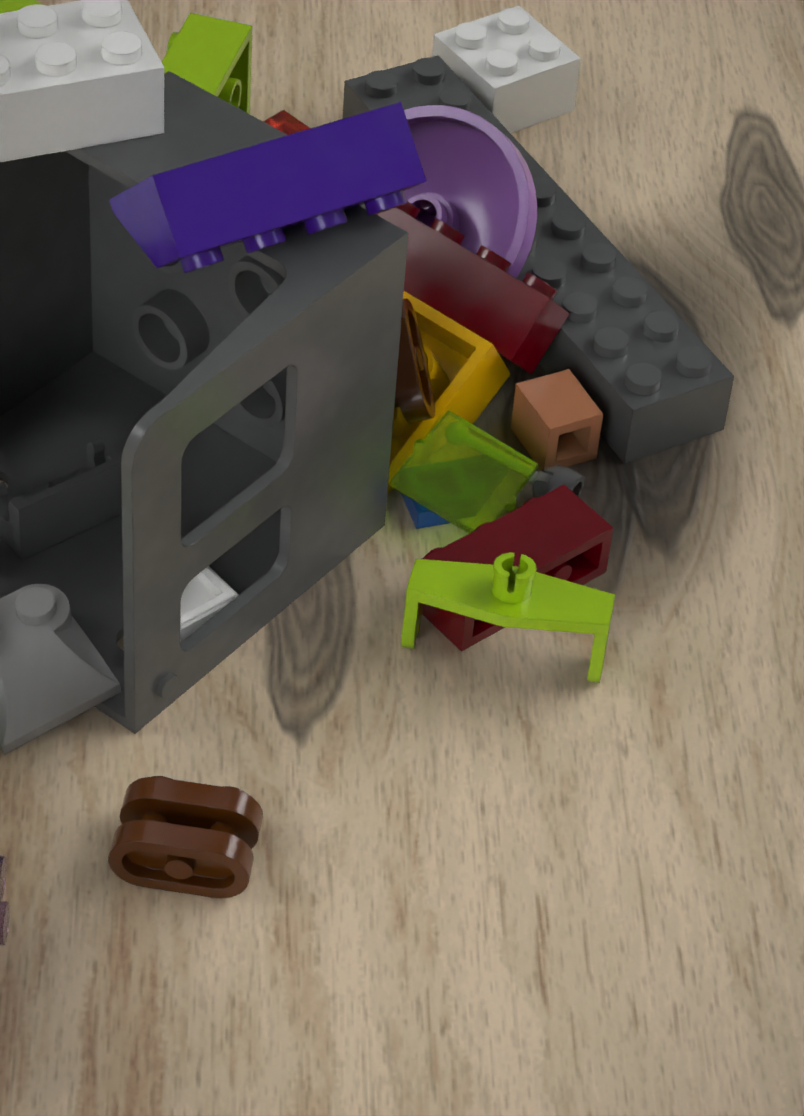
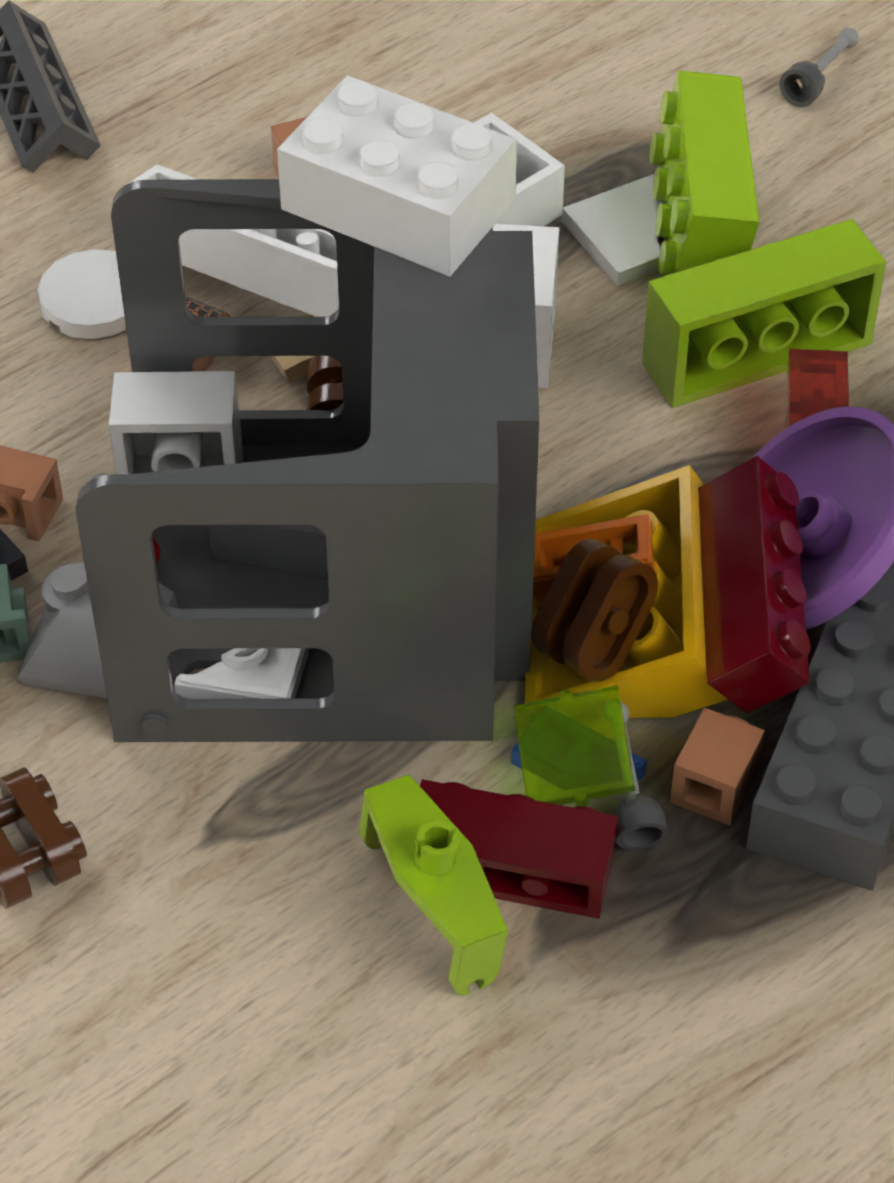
camera: 55 degrees right, 5 degrees up
(272, 187) = (416, 372): dark purple slope -> none

